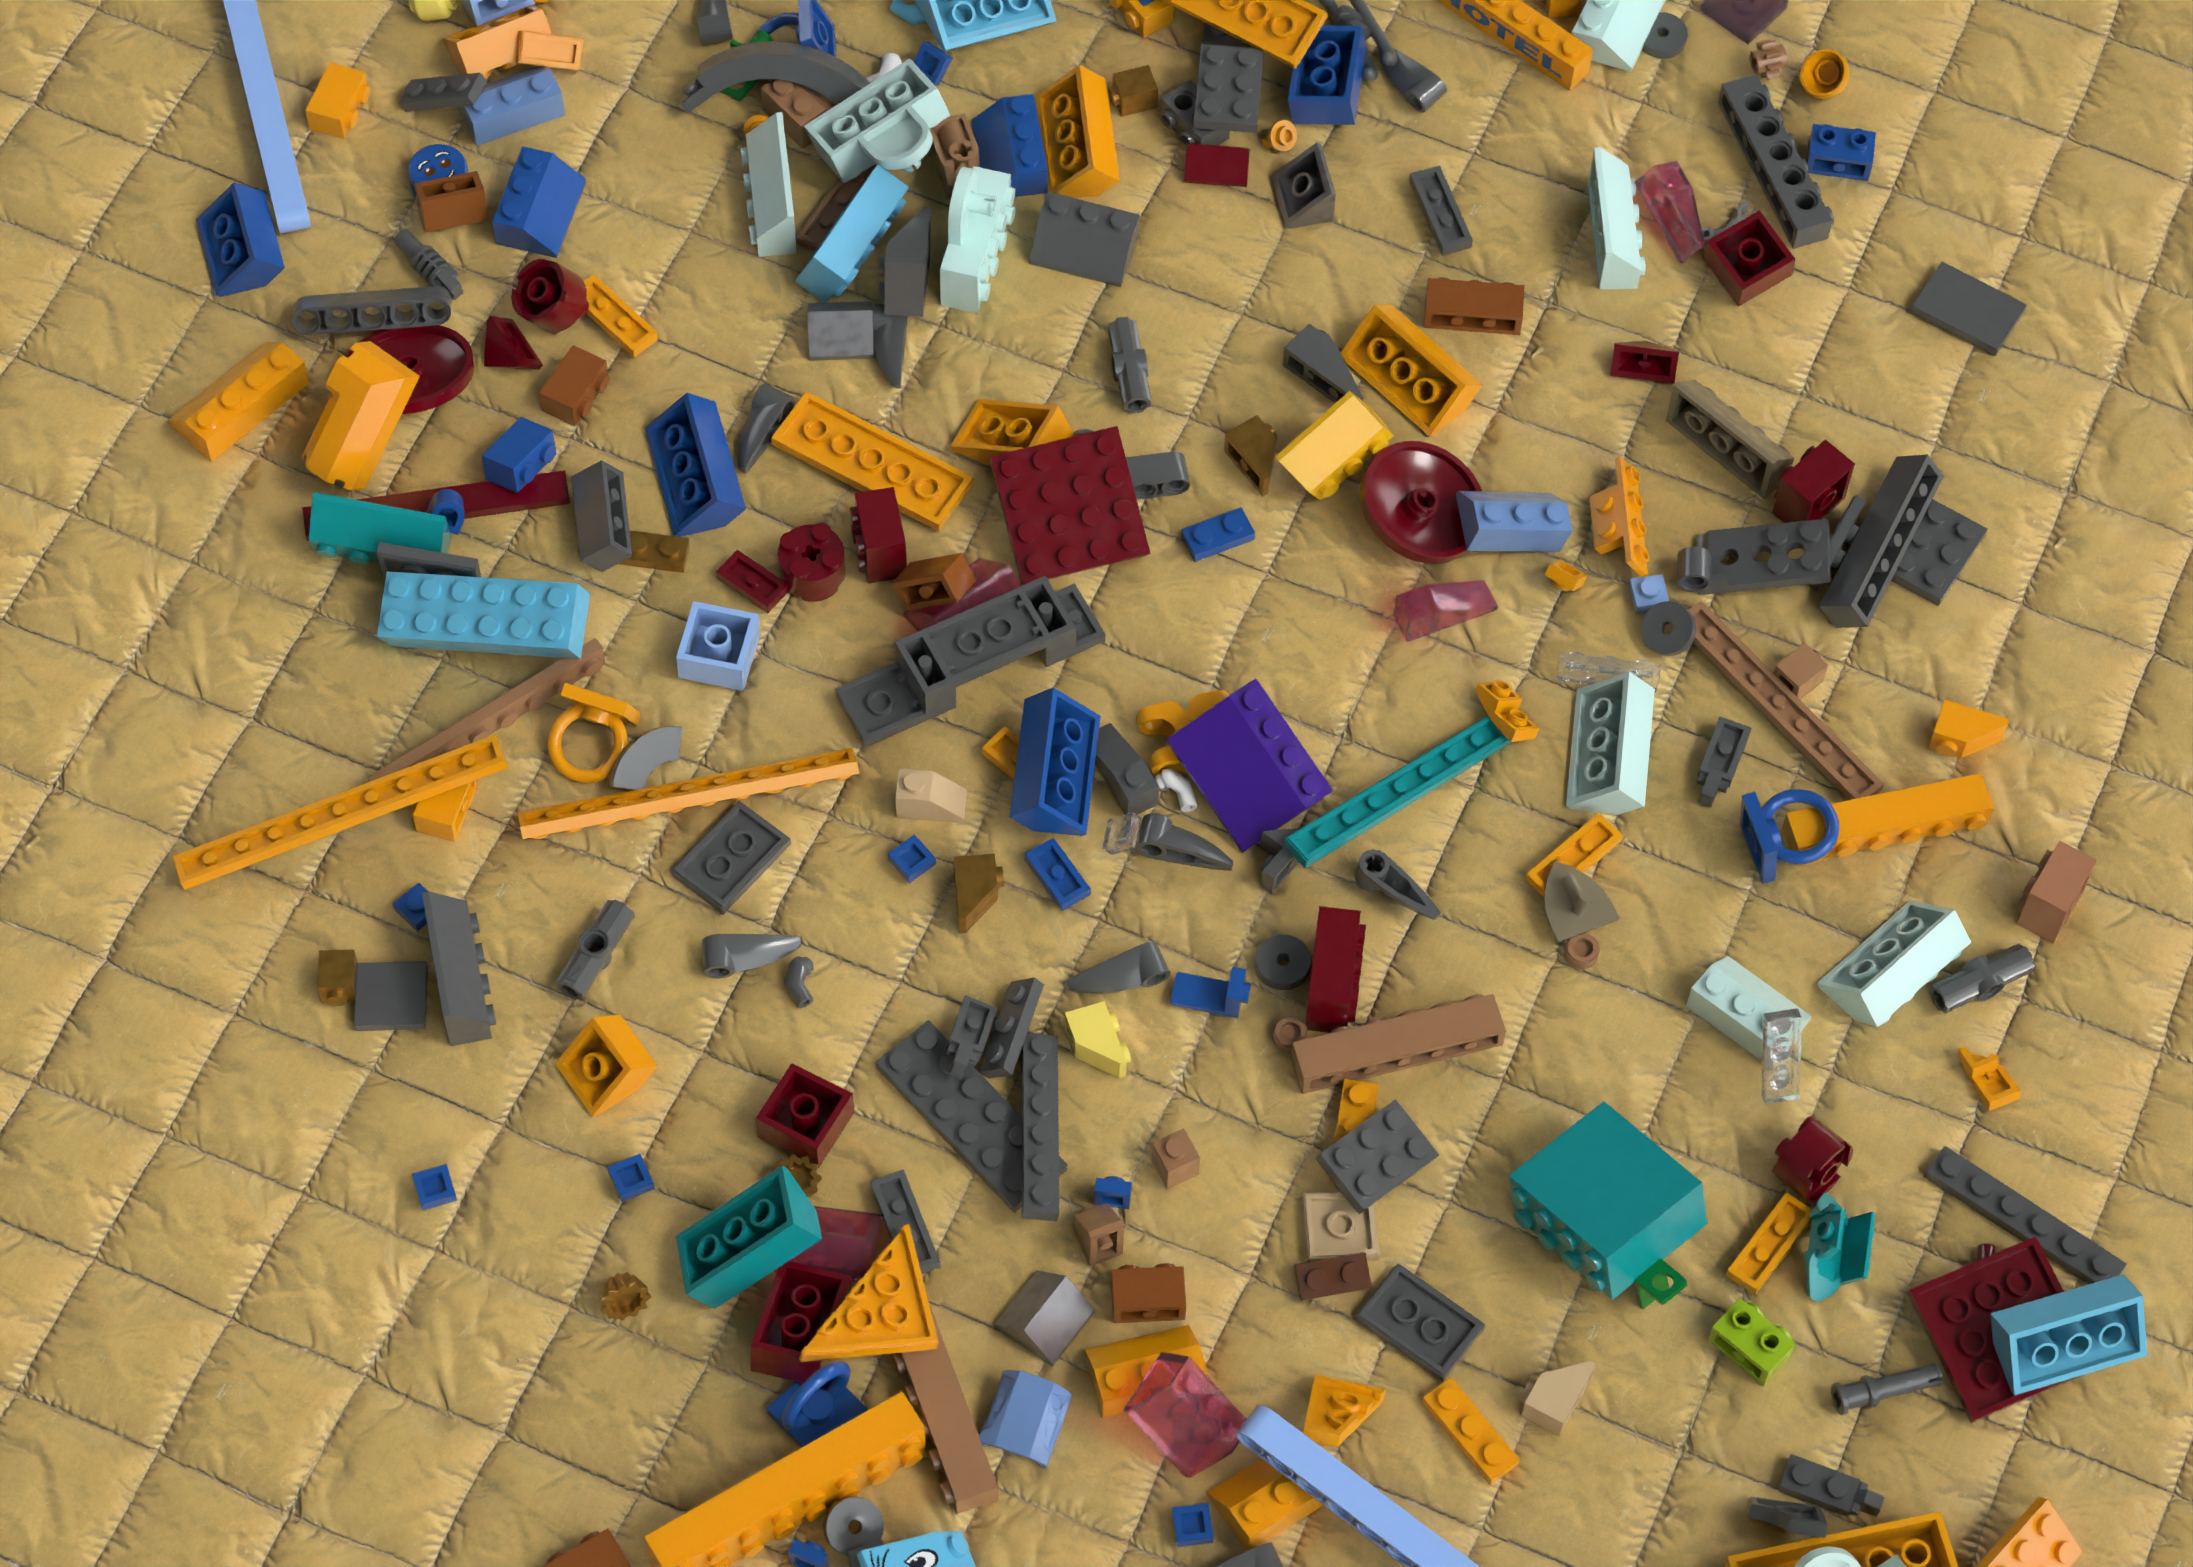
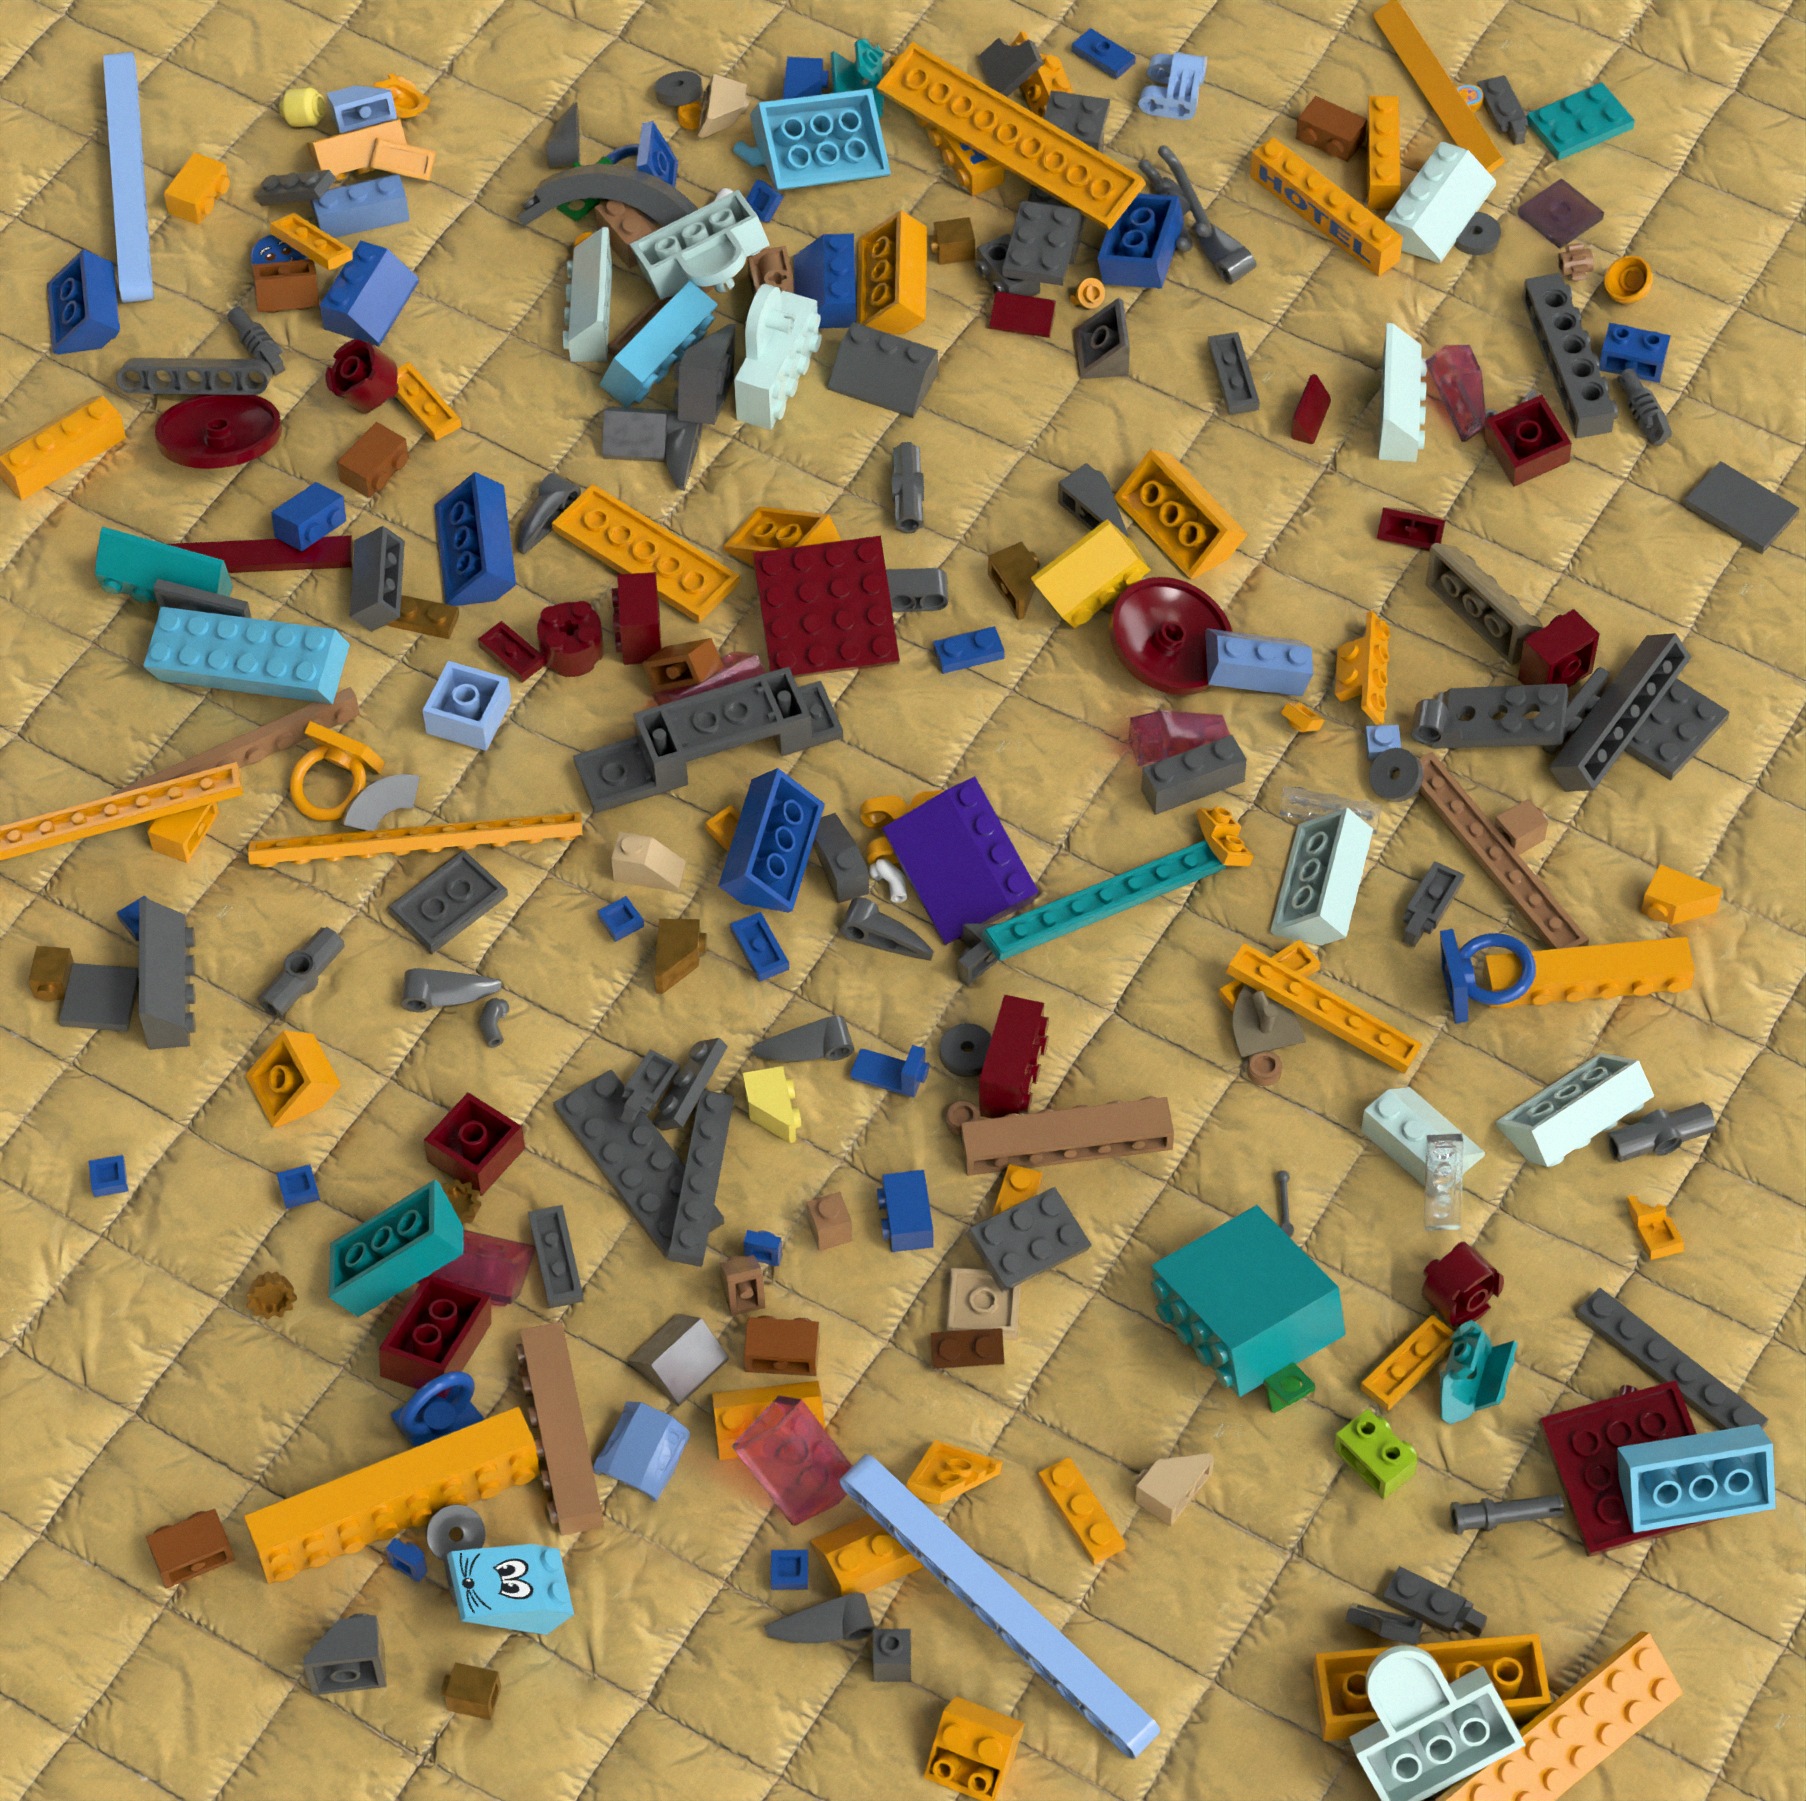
camera: 10 degrees right, 5 degrees down
(359, 416) = (160, 464): light orange brick -> none
(448, 504) = (235, 558): blue plate -> none
(472, 152) = (311, 241): none -> light orange plate
(507, 346) = (318, 420): dark red slope -> none
(881, 1312) = (512, 1332): light orange tile -> none
(1121, 833) = (828, 914): clear plate -> none
(1250, 1139) = (907, 1211): none -> blue brick
(1393, 883) = (1085, 984): dark grey piece -> none
(1420, 1322) = (1048, 1402): dark grey tile -> none
(1466, 648) = (1193, 774): none -> dark grey brick
(1474, 306) = (1251, 462): dark orange brick -> none
(1525, 245) = (1310, 411): none -> dark red slope
(1617, 1064) = (1283, 1177): none -> dark grey hinge
(1634, 884) = (1324, 1008): none -> light orange plate
(1859, 211) = (1645, 408): none -> dark grey hinge
(2054, 890) = (1745, 1054): nougat brick -> none

